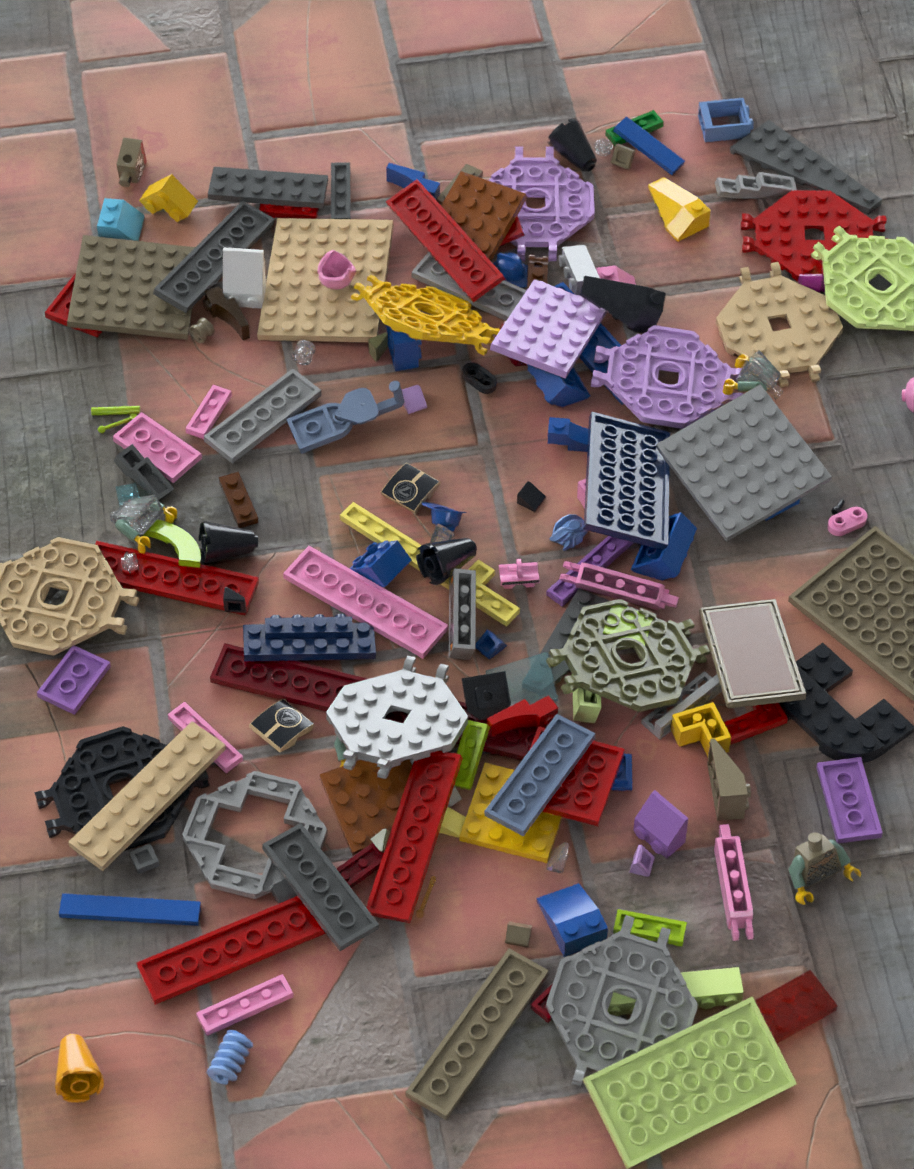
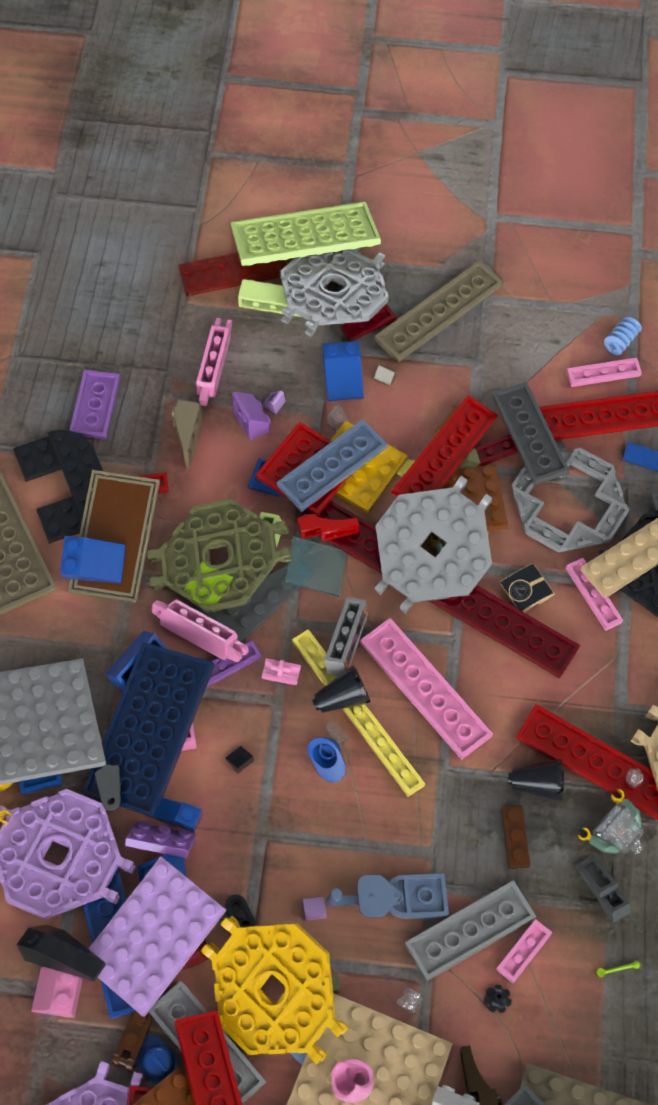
camera: 165 degrees left, 10 degrees up
(118, 410) = (613, 984): lime piece -> none
(126, 492) = (622, 872): clear light blue plate -> none
(163, 448) = (584, 920): bright pink plate -> none
(184, 543) = (579, 794): tile -> none
(201, 330) = (511, 1065): dark tan wheel -> none
(225, 376) = (497, 1003): none -> black plant
(233, 601) = (546, 705): black slope -> none
(308, 639) = (486, 657): dark blue plate -> none
(382, 562) = (403, 720): blue slope -> none
(410, 487) = (348, 800): black slope -> none
(471, 749) = (372, 517): lime plate -> none
(483, 572) = (312, 686): light yellow plate -> none
(486, 694) = (350, 552): black piece -> none
(490, 644) = (326, 619): blue slope -> none
(569, 531) = (216, 711): medium blue hat -> none
(575, 402) = (160, 839): none -> medium lavender plate
(576, 265) = (88, 1022): brick -> none
(643, 430) = (109, 786): none -> dark grey piece
(649, 927) = (288, 350): lime plate -> none
(698, 697) = (176, 515): light grey fence -> none
(700, 725) = (184, 487): yellow brick -> none
(763, 617) = (92, 560): none -> blue slope
(817, 861) = (144, 356): torso -> none

